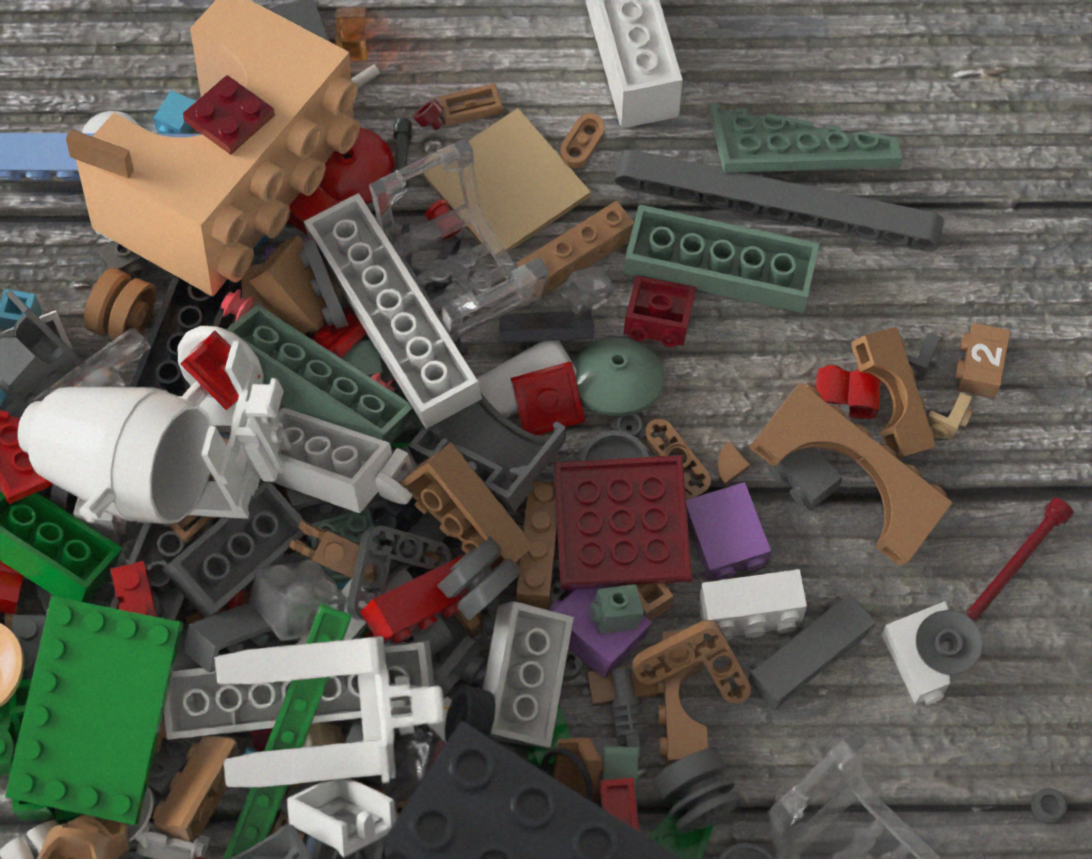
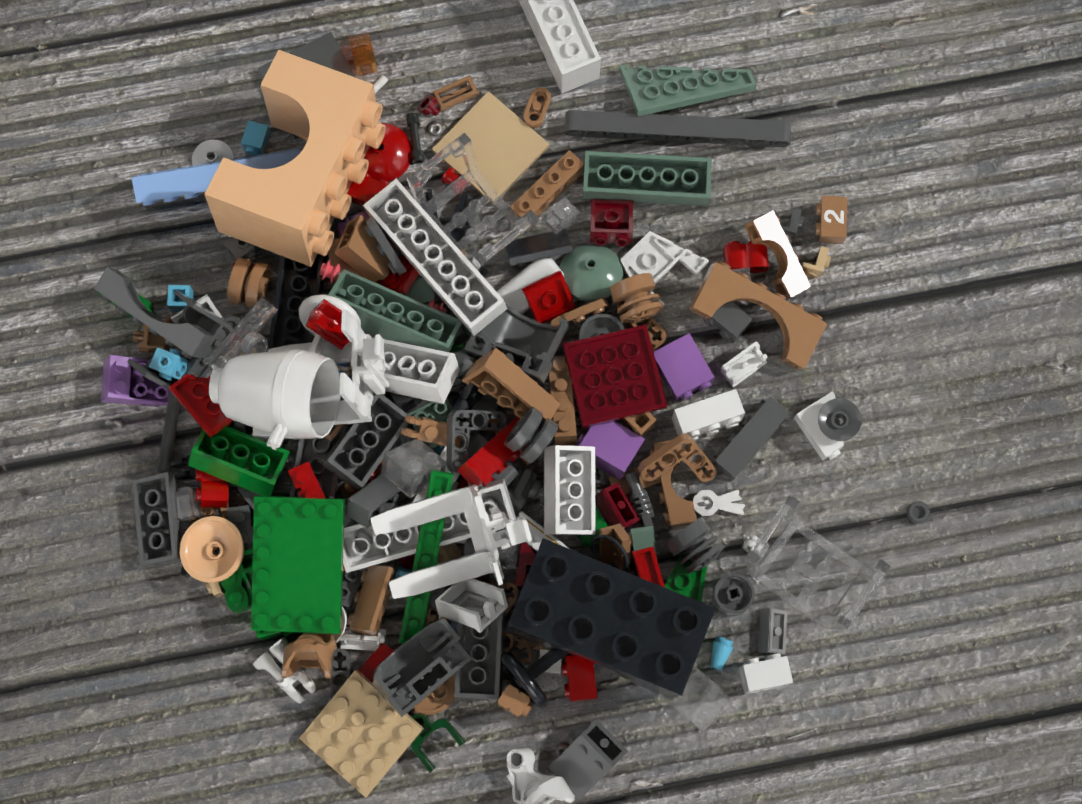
camera: 10 degrees left, 10 degrees up
(99, 153) = (222, 191): medium nougat tile -> none
(228, 114) = (302, 146): dark red plate -> none
(394, 471) = (460, 370): white tile -> none
(474, 708) = (542, 524): black tyre -> none
(587, 428) = (579, 314): none -> medium nougat hinge
(589, 713) = (615, 507): none -> dark red brick
(616, 609) = (621, 435): sand green brick -> none
(674, 417) = (636, 298): none -> medium nougat wheel
(706, 376) = (657, 256): none -> white wing
(730, 464) = (676, 320): medium nougat tile -> none
(731, 735) = (707, 503): none -> white piece
(819, 542) = (744, 364): none -> white hinge
(1056, 513) = (895, 317): dark red piece -> none

